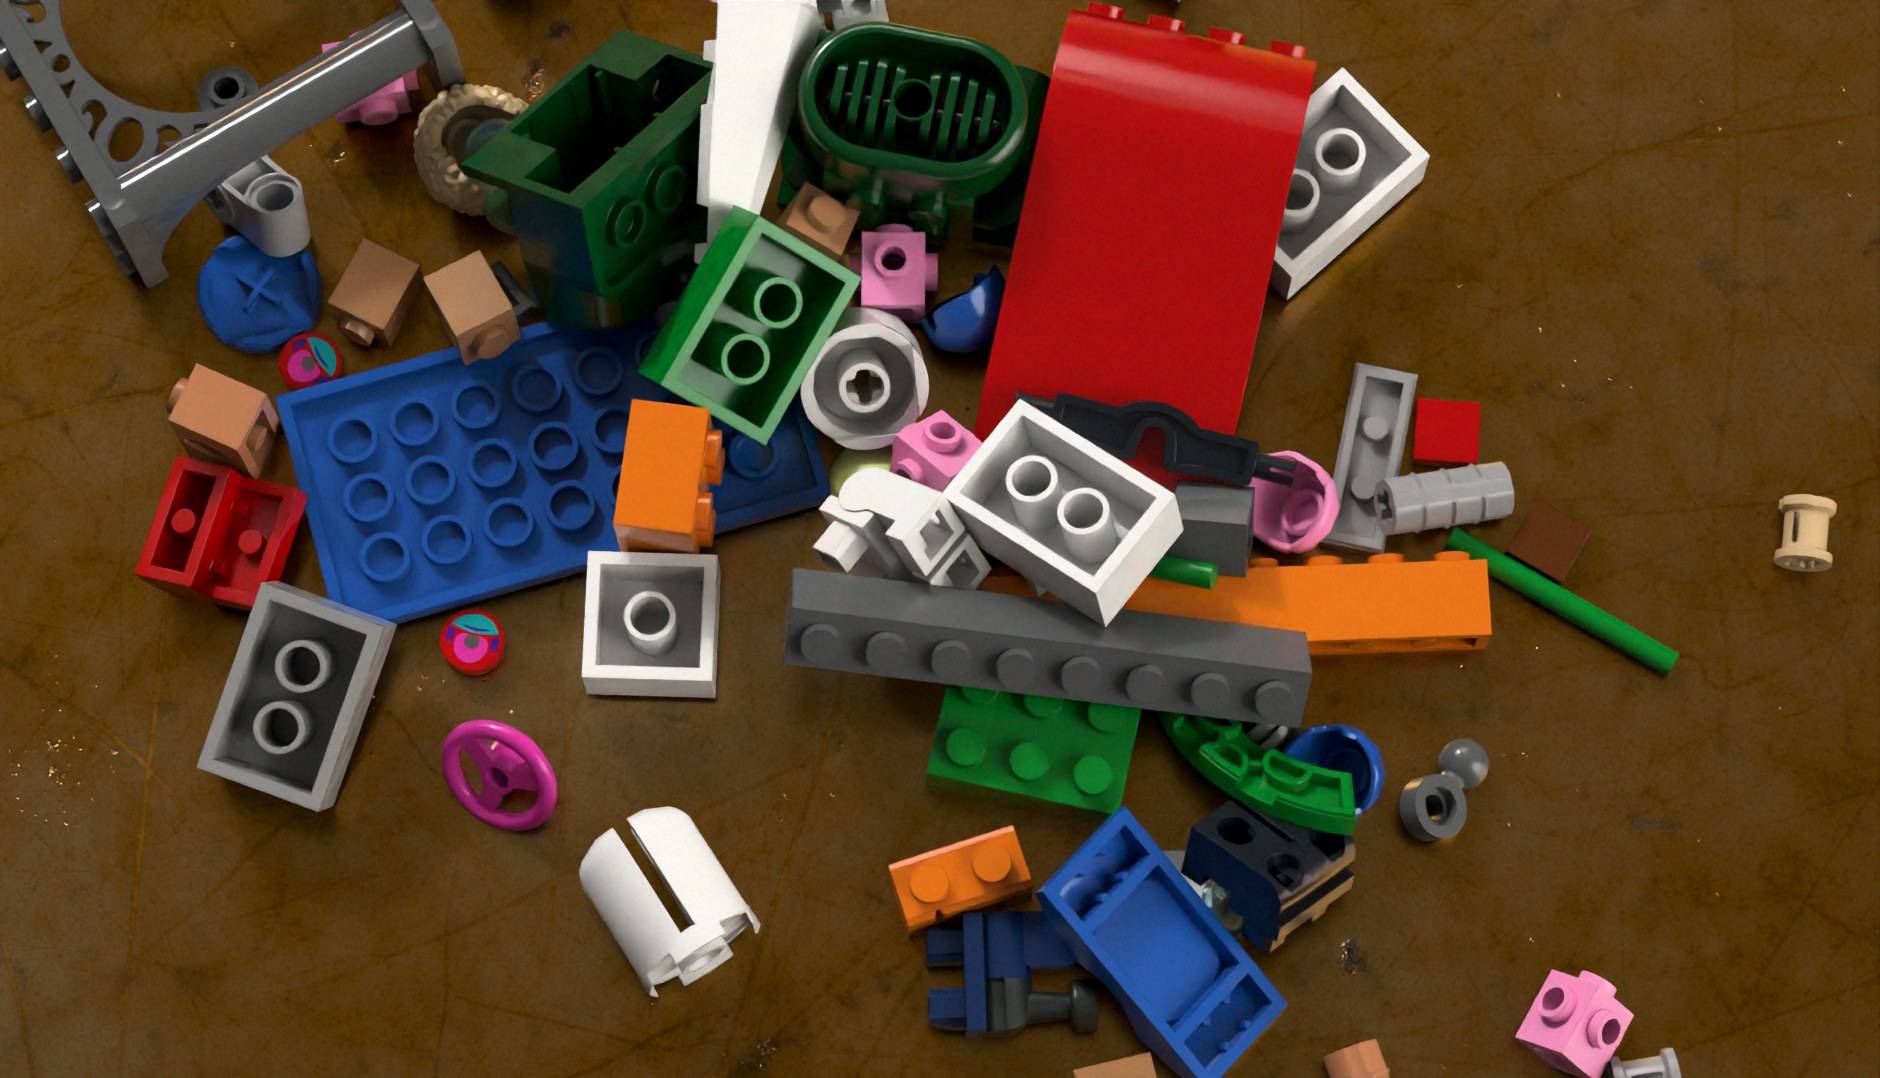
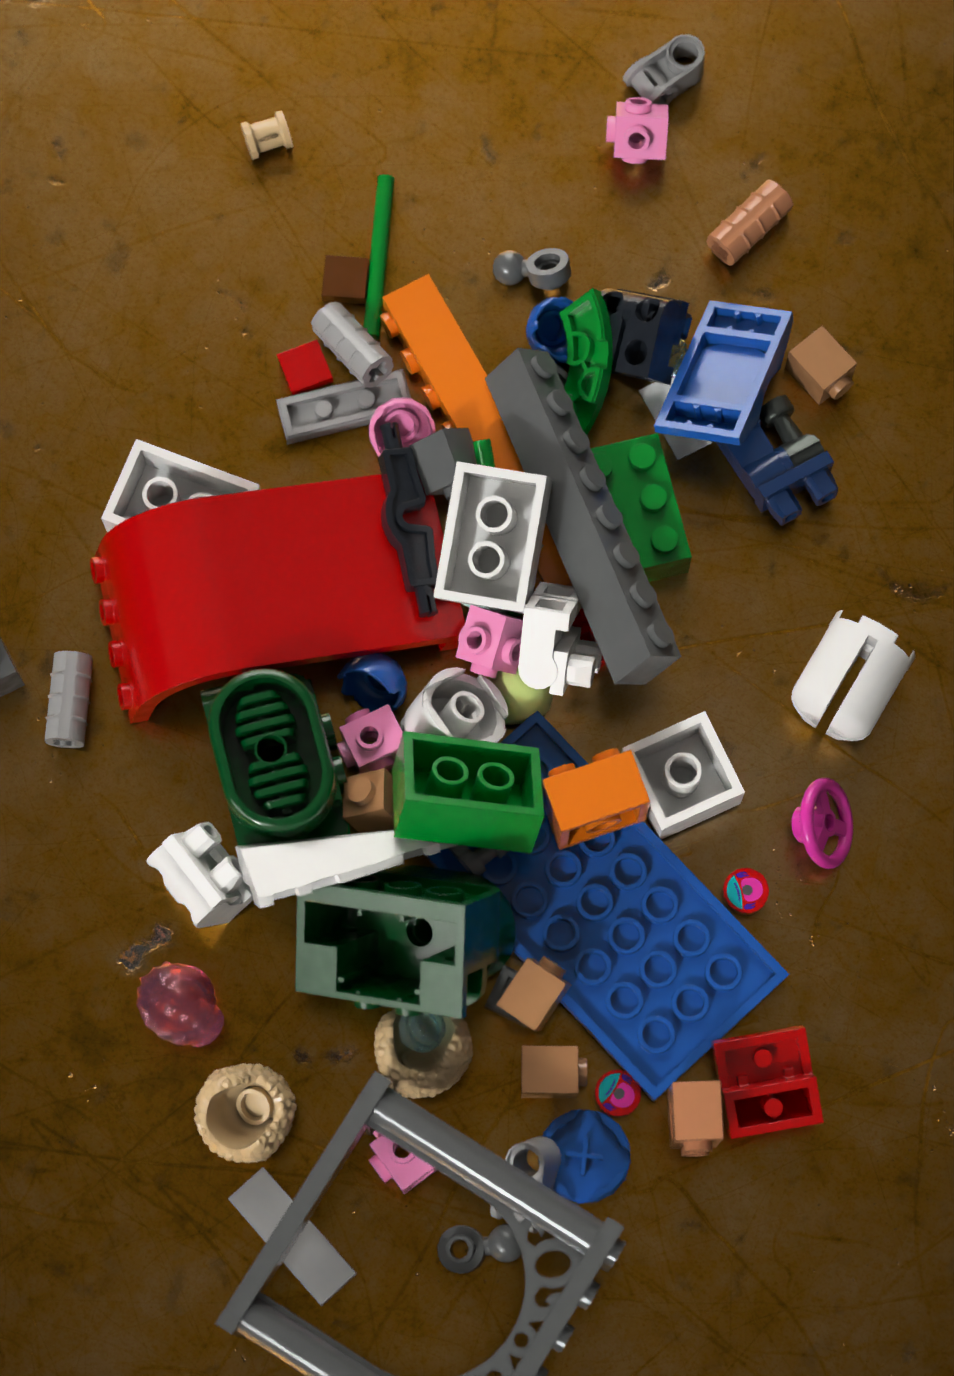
camera: 115 degrees left, 0 degrees up
(296, 695) = (848, 969): light grey brick -> none
(960, 879) = (741, 514): orange brick -> none

